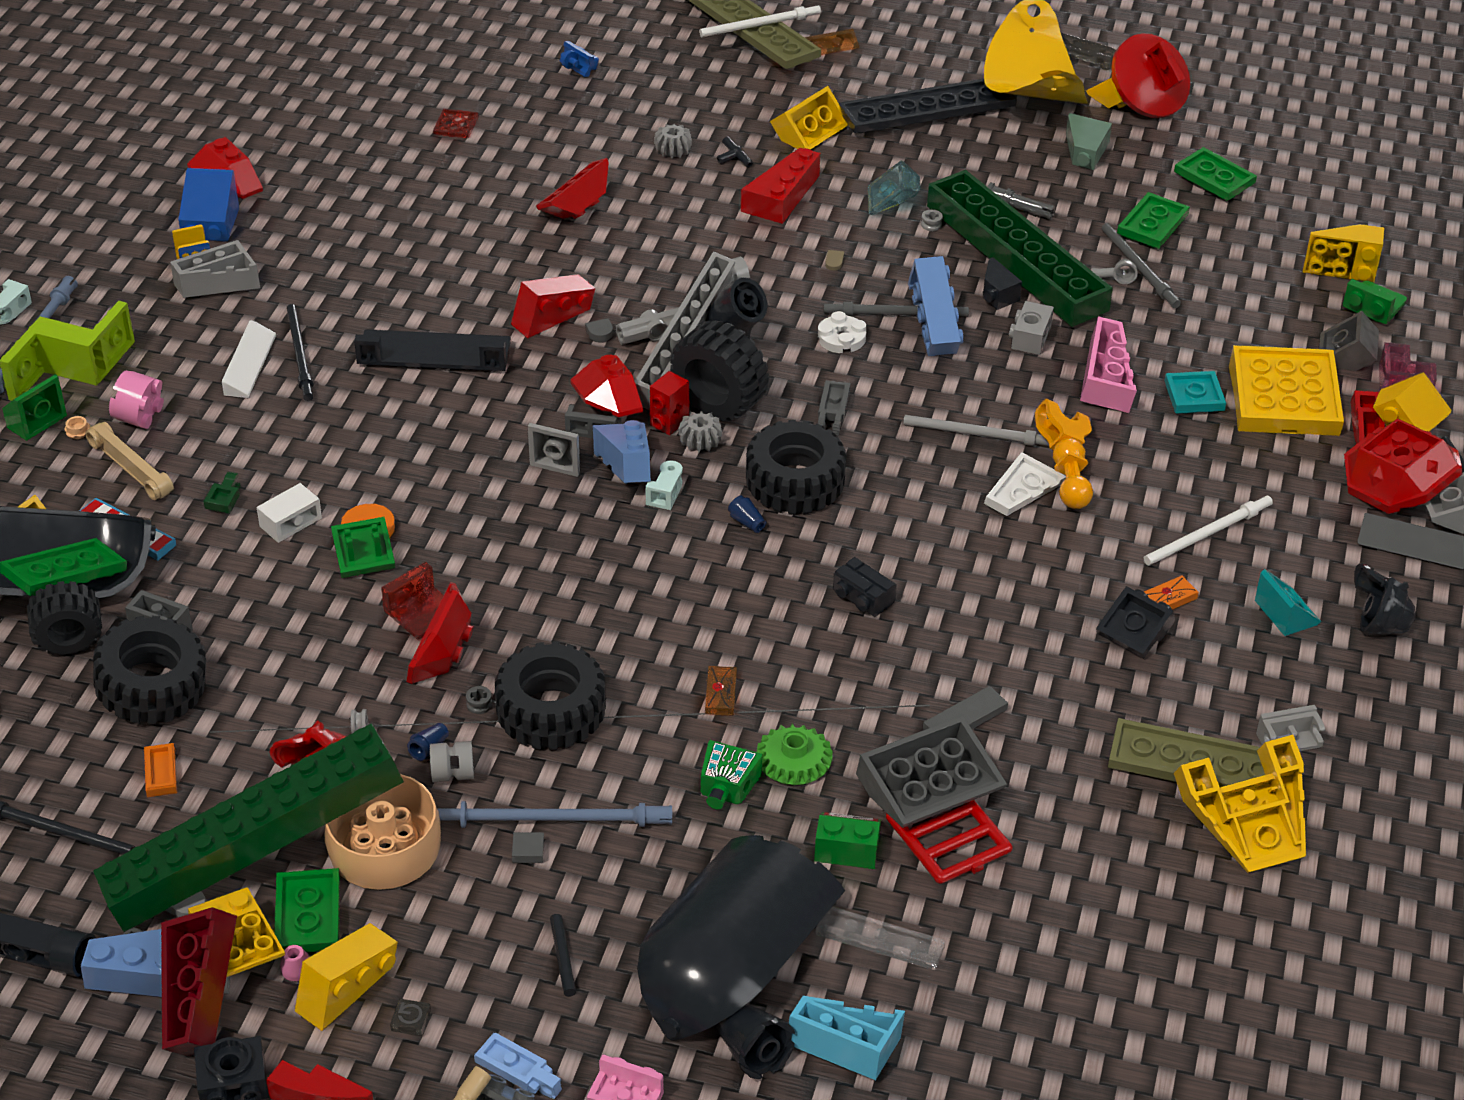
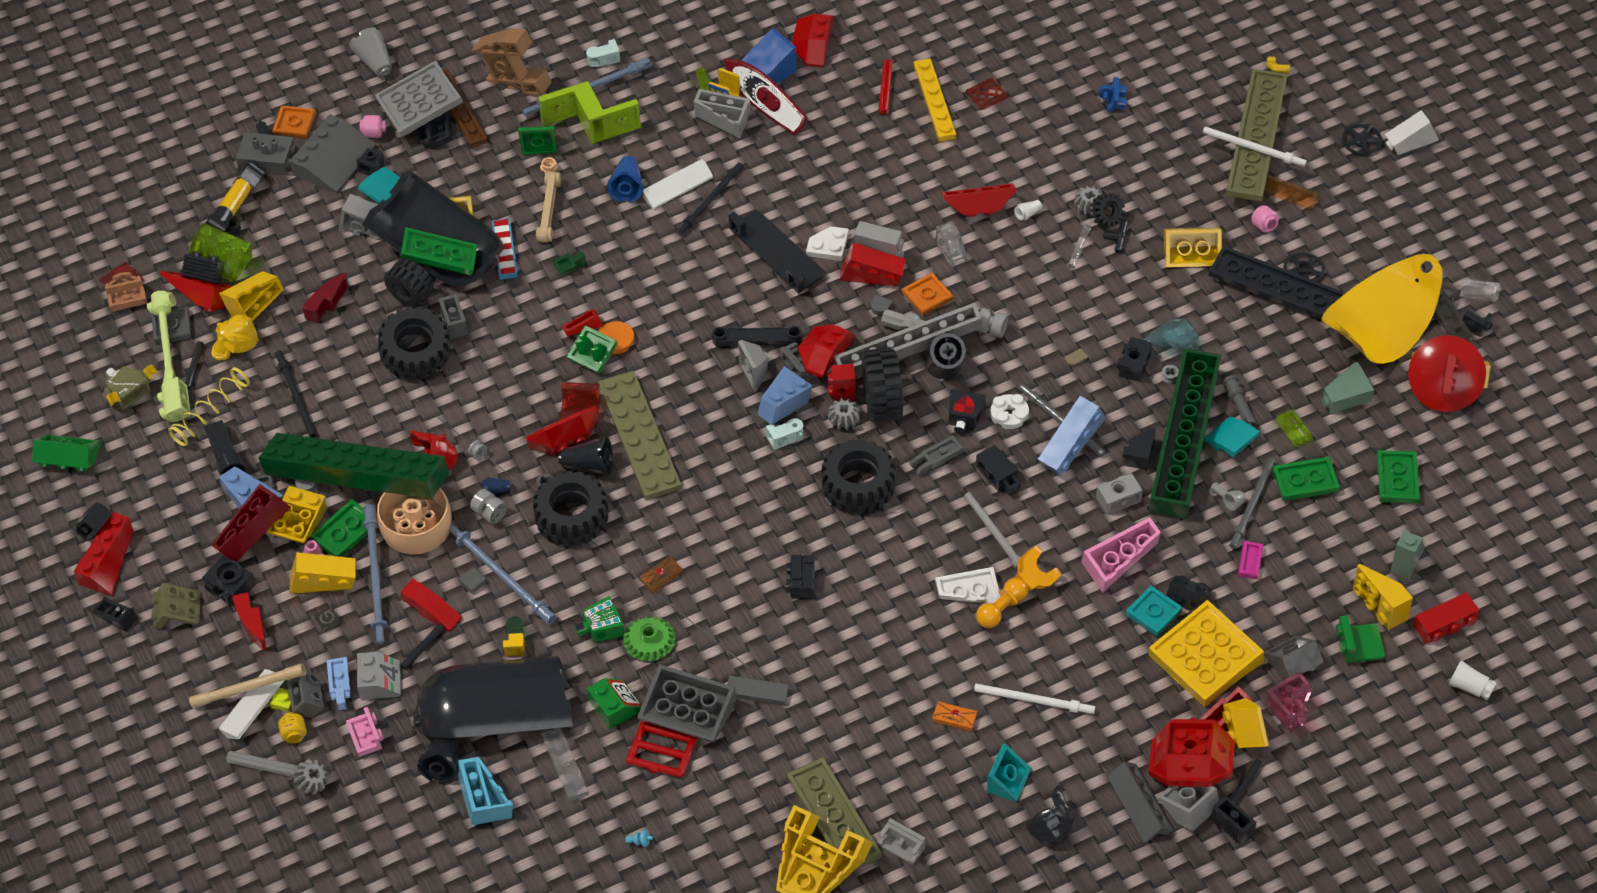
camera: 50 degrees right, 10 degrees up
(136, 399) = (588, 170): bright pink brick -> none
(152, 265) = (702, 78): none -> clear neon green axle
(160, 770) = (370, 402): orange tile -> none
(192, 383) = (626, 181): none -> blue cone
(257, 234) = (767, 96): none -> piece
(289, 512) = (583, 299): white brick -> none
(316, 532) = (588, 319): none -> red slope
(343, 876) = (371, 524): none -> sand blue bar
(352, 168) = (885, 86): none -> red axle
(414, 153) = (934, 100): none -> yellow plate
(477, 314) = (828, 243): none -> white plate
(499, 638) = (588, 456): none -> black cone
(516, 429) = (759, 336): none -> black piece
(518, 904) = (430, 605): none -> red slope
(523, 589) = (639, 435): none -> olive plate
(533, 266) = (879, 238): none -> light grey brick
(555, 1025) = (378, 676): none -> light grey slope
(596, 241) = (951, 243): none -> clear slope
(627, 180) = (1026, 210): none -> white cone
(630, 295) = (927, 294): none -> orange tile
(659, 860) = (516, 644): none -> yellow leg
(704, 134) = (1098, 212): none -> black tyre
(712, 181) = (1079, 246): none -> clear bar
(746, 513) = (802, 484): dark blue cone -> none
(782, 186) = (1109, 283): red wedge -> none
(804, 355) = (965, 410): none -> black torso
(838, 69) = (1265, 219): none -> bright pink head
(890, 225) = (1135, 359): none -> black brick
(907, 380) = (998, 469): none -> black brick
(916, 83) = (1304, 268): none -> black wheel
(1057, 224) = (1232, 436): none -> teal slope
(1059, 940) = (640, 838): none -> medium azure hair
(1073, 20) = (1479, 289): none -> clear tile
(1085, 194) = (1291, 429): none -> clear neon green tile
(1108, 38) = (1477, 324): none -> black bracket
(1136, 622) = (910, 715): black plate -> none
(1202, 358) = (1188, 593): none -> black bracket
(1203, 305) = (1250, 560): none -> dark pink tile
(1315, 208) = (1407, 554): none -> sand green slope
(1406, 240) = (1446, 618): none -> red brick

